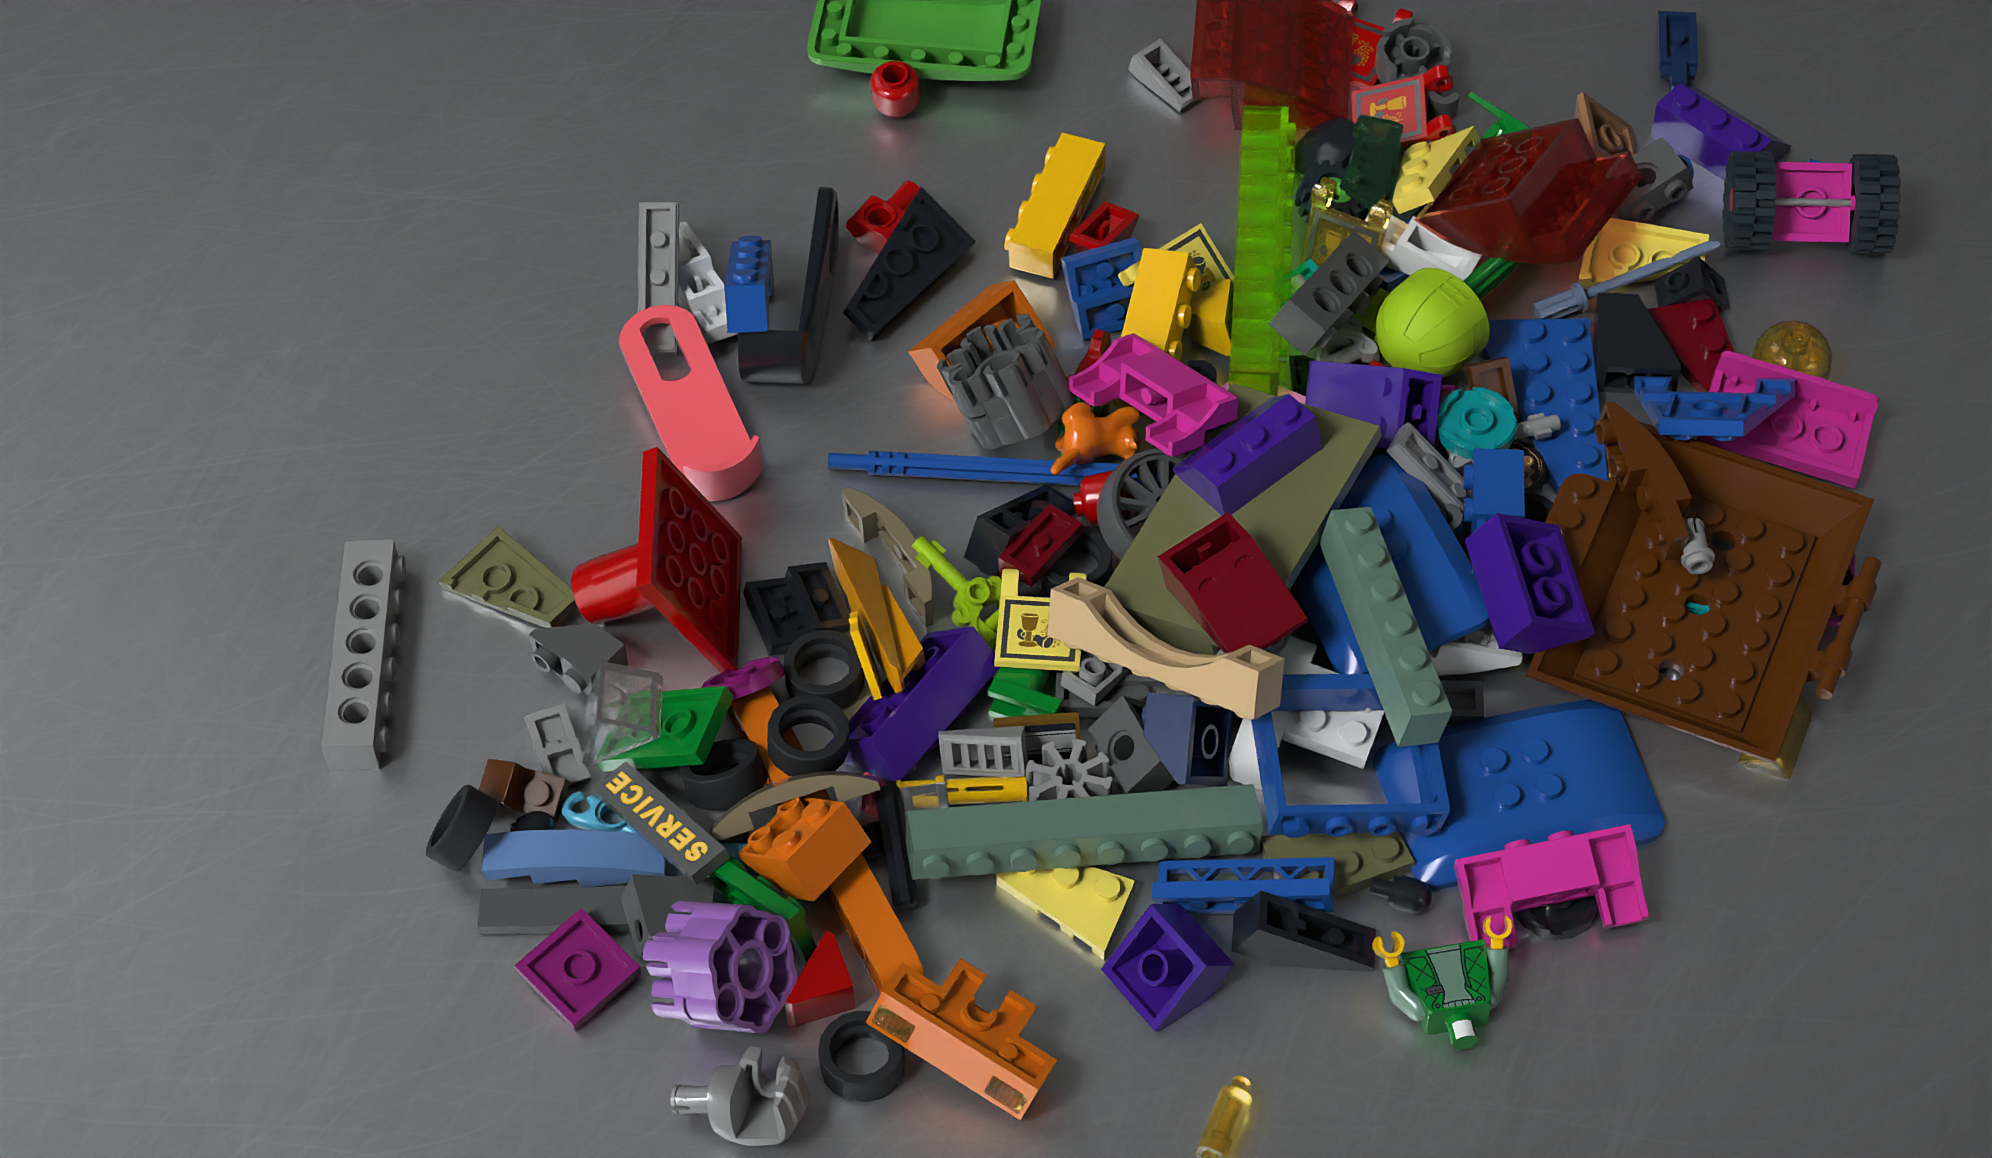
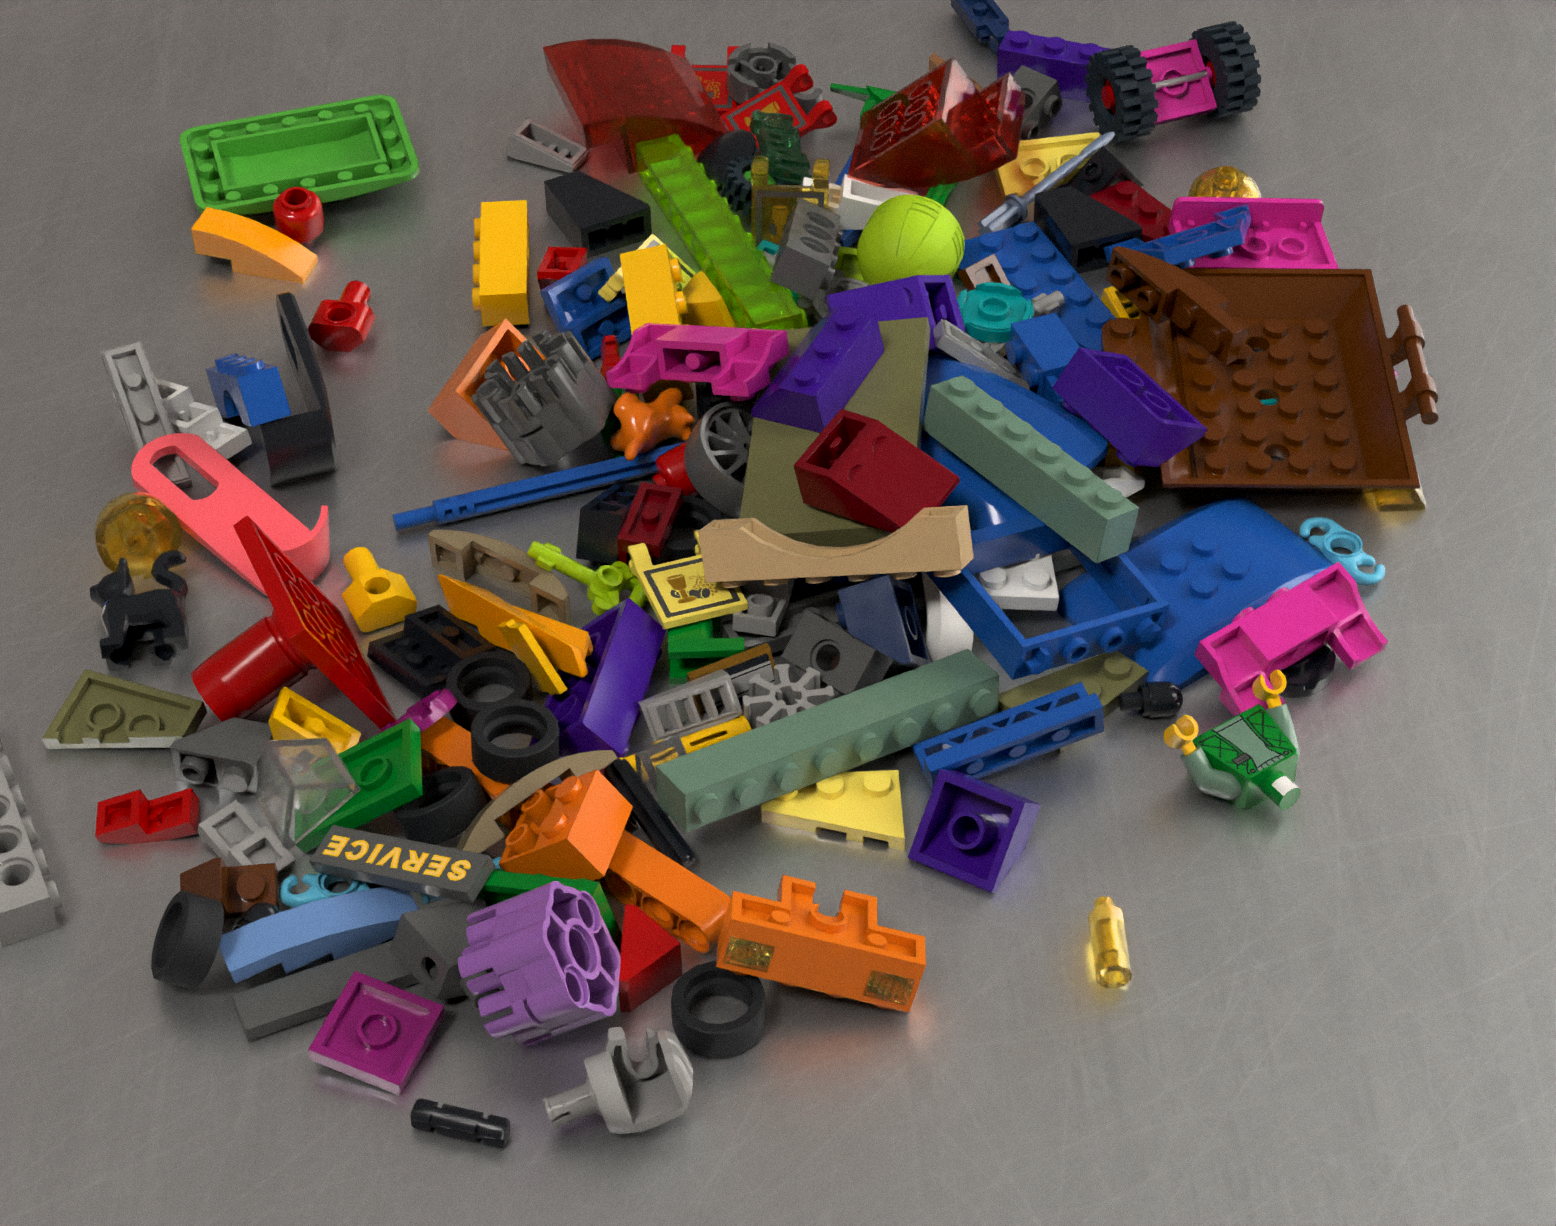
camera: 25 degrees left, 10 degrees down
(485, 690) = (136, 819): none -> red slope
(572, 487) = (143, 616): none -> black animal
(599, 401) = (136, 529): none -> clear yellow cylinder
(607, 1077) = (460, 1123): none -> black axle
(646, 648) = (301, 719): none -> yellow slope
(776, 534) = (376, 594): none -> yellow piece
(841, 109) = (251, 246): none -> light orange slope
(912, 259) = (386, 345): black wing -> none
(1172, 174) = (596, 213): none -> black slope
(1301, 936) = (1079, 762): black slope -> none
(1427, 167) = (833, 141): light yellow wing -> none
(1678, 782) = (1339, 537): none -> medium azure piece
(1696, 555) = (1254, 349): light grey pin -> none

